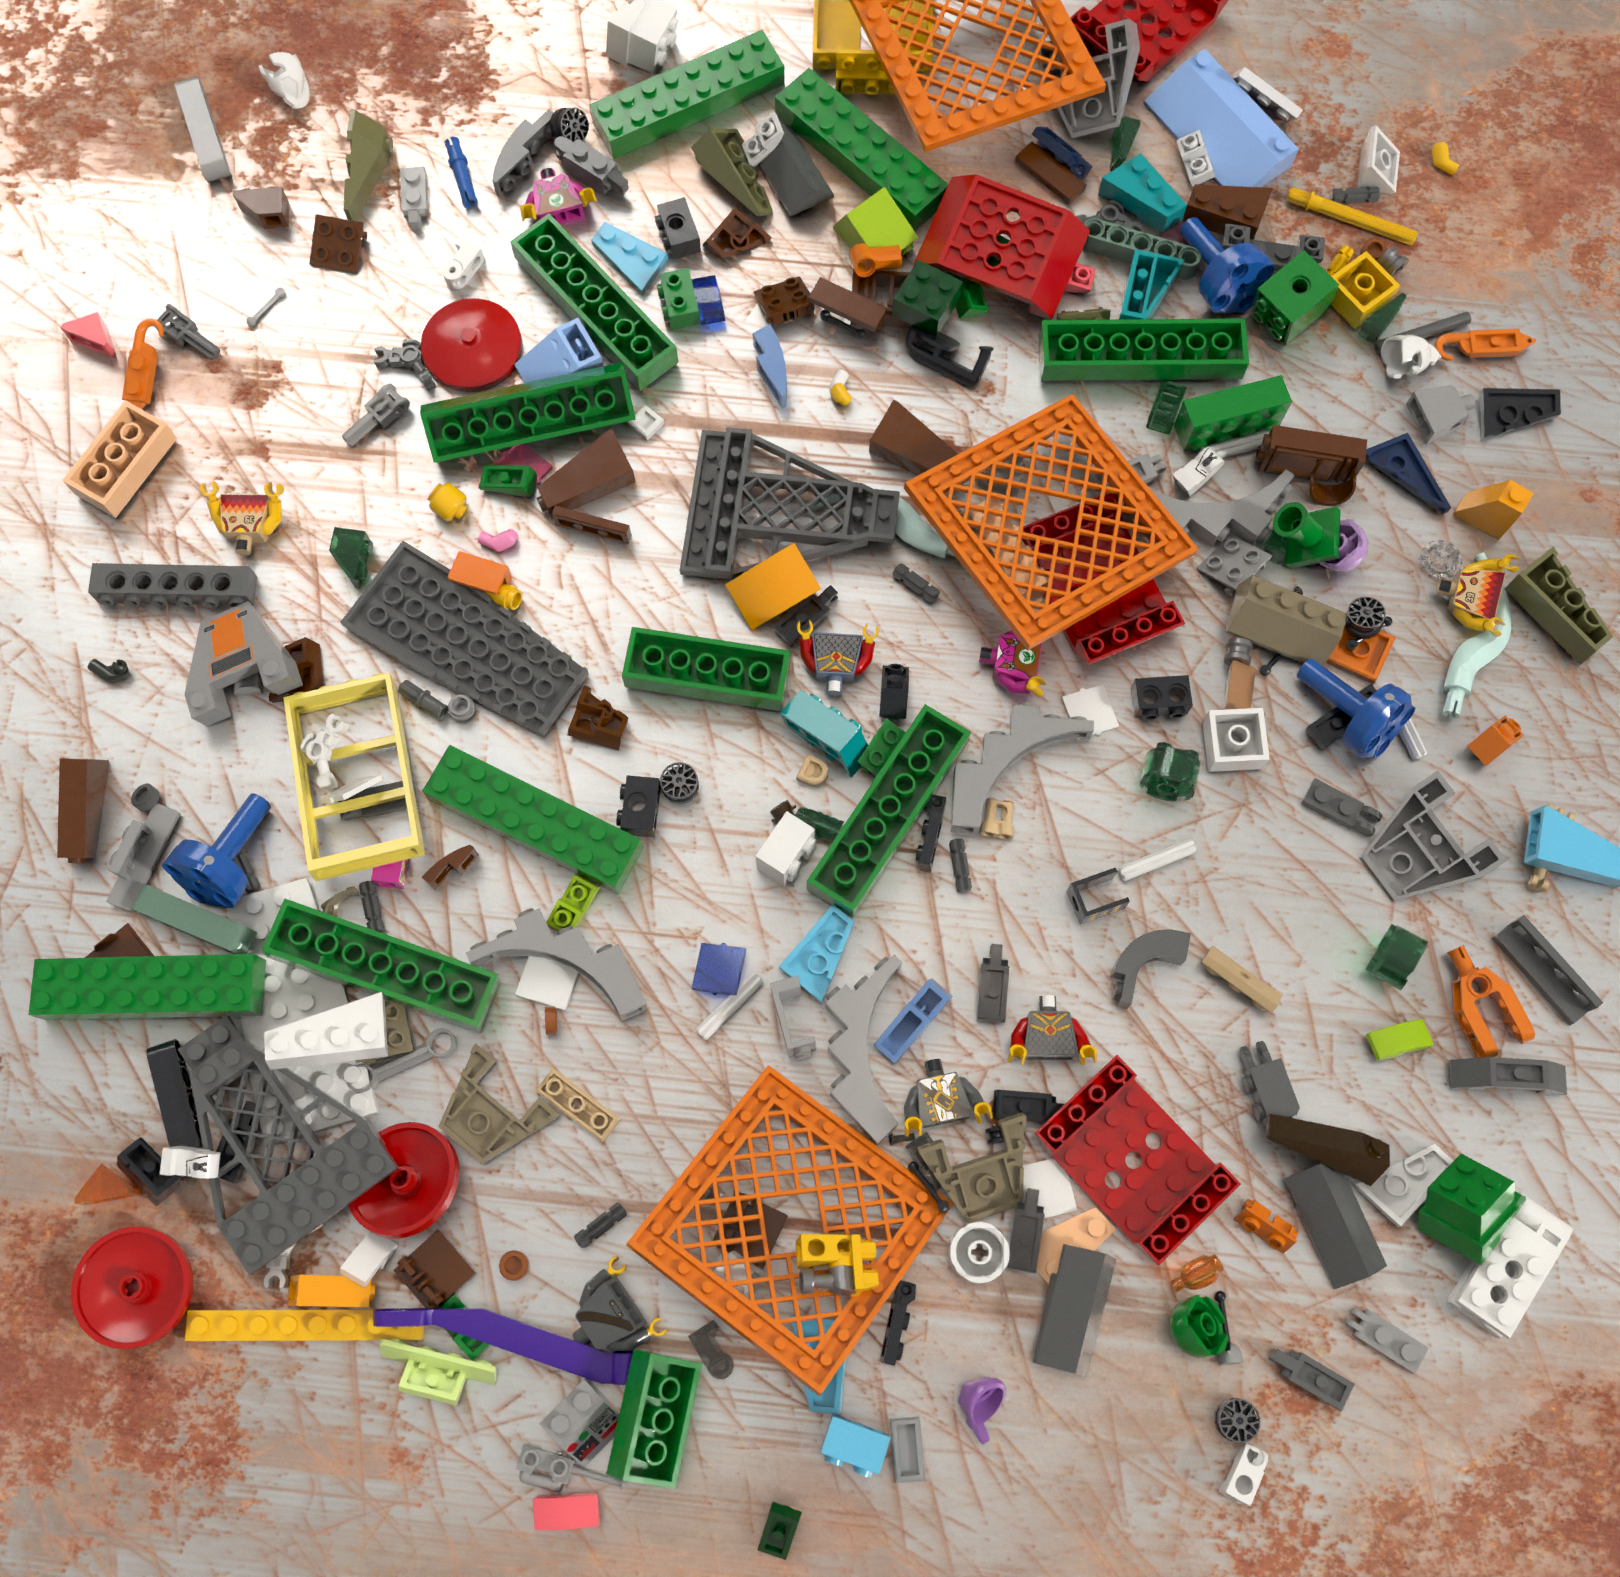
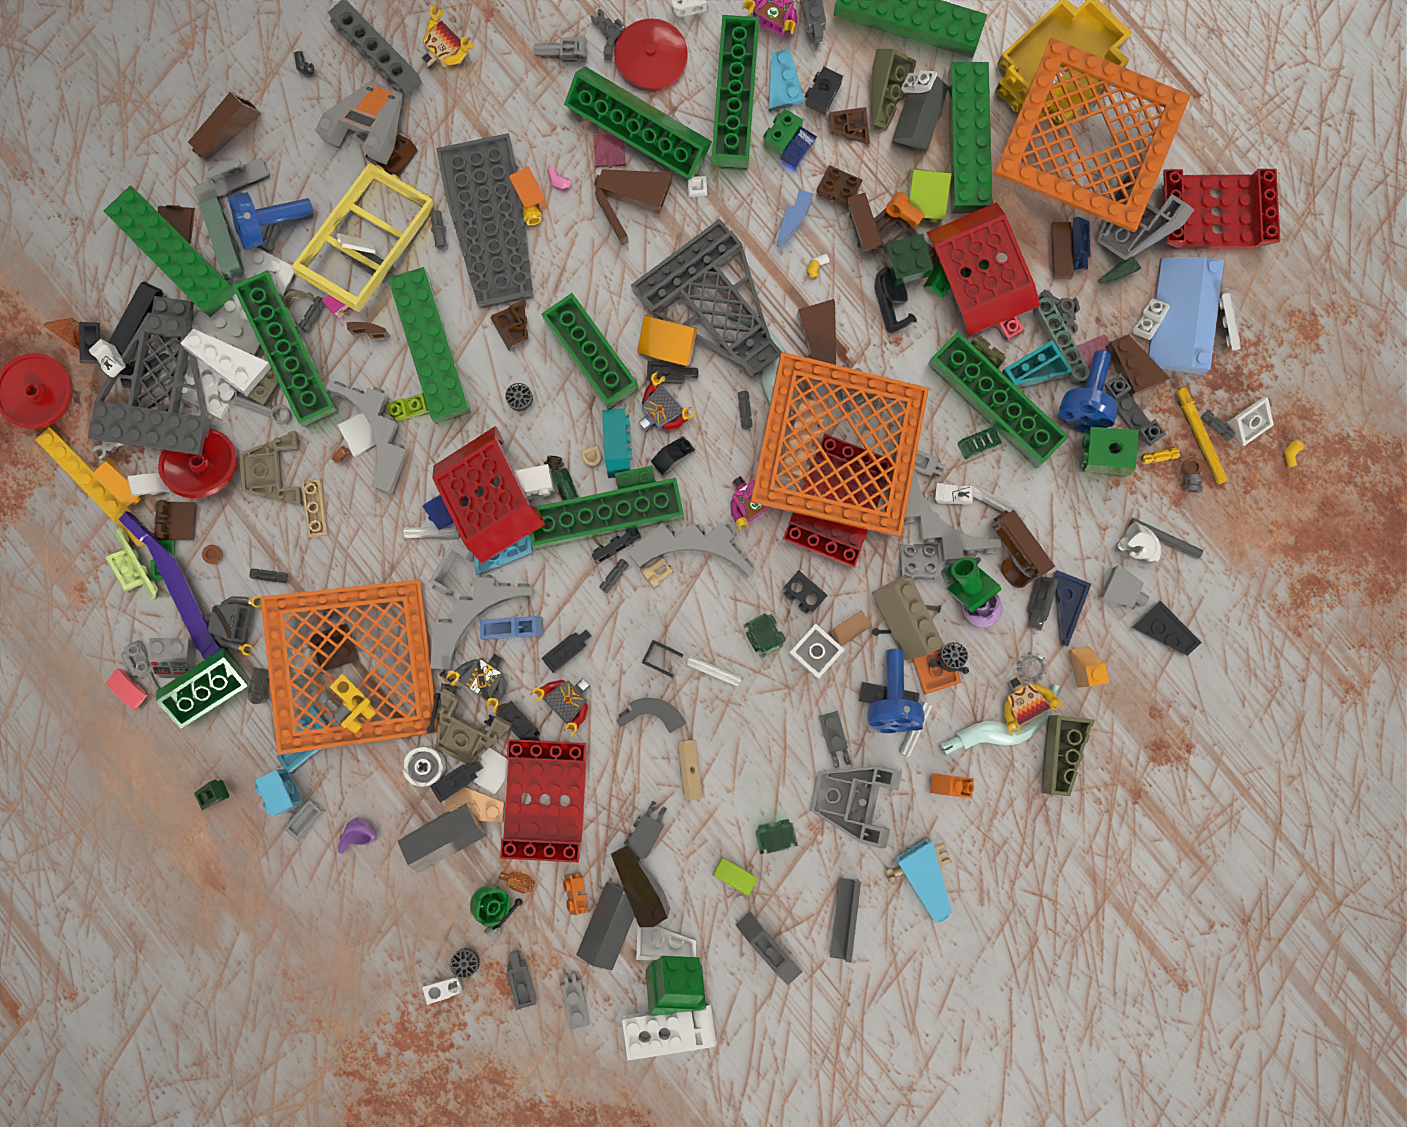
camera: 45 degrees right, 10 degrees up
(145, 797) = (259, 150): dark grey tile -> none
(320, 749) = (359, 207): white piece -> none
(350, 551) = (476, 115): clear green slope -> none
(447, 501) = (551, 133): yellow head -> none
(457, 701) = (450, 247): light grey plate -> none
(508, 479) = (594, 150): green slope -> none
(560, 353) = (687, 106): light blue slope -> none
(640, 822) = (485, 400): black brick -> none
(790, 911) = (503, 512): none -> red slope
(897, 1321) = (357, 759): black hinge -> none
(1094, 706) = (765, 563): white piece -> none
(1144, 194) = (1097, 311): teal wedge -> none
(1232, 413) = (1005, 481): green brick -> none
(1238, 650) = (870, 609): flat silver wheel -> none
(1363, 289) = (1155, 481): yellow brick -> none
(1378, 322) = (1146, 509): clear green slope -> none
(1383, 491) = (1041, 601): none -> dark grey hinge
(1468, 1014) = (789, 890): orange piece -> none
(1486, 343) = (1193, 578): orange plate -> none

